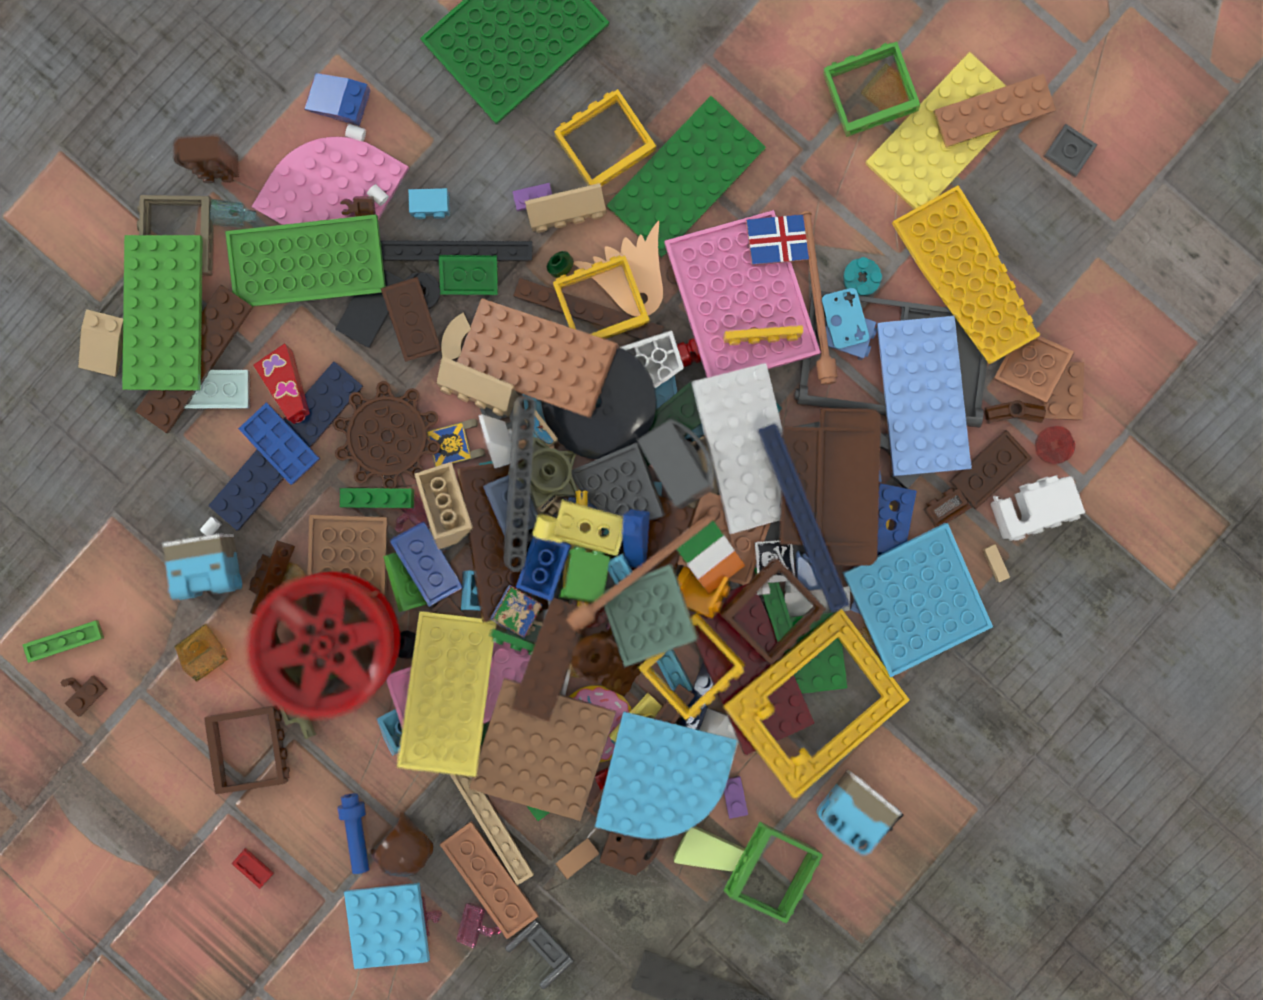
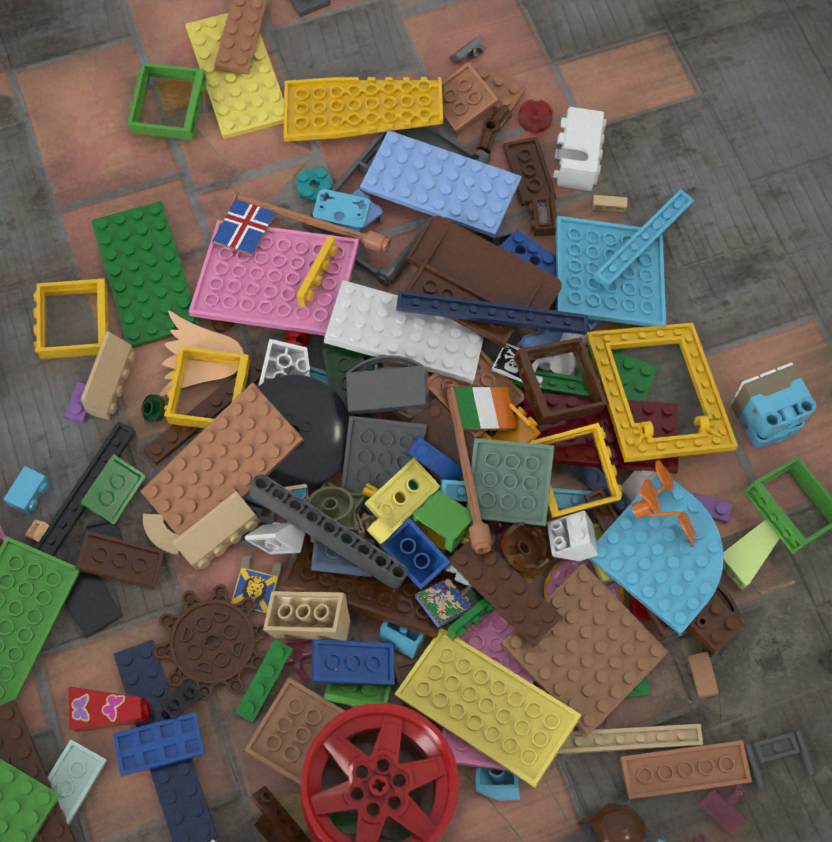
camera: 65 degrees left, 20 degrees down
(322, 440) = (180, 700): none -> black hinge
(400, 233) = (36, 530): none -> light nougat tile
(630, 693) = (573, 537): none -> white slope
(688, 747) = (651, 501): none -> orange plant
(970, 615) = (643, 238): none -> medium azure plate
(1093, 339) = (470, 47): none -> dark grey plate

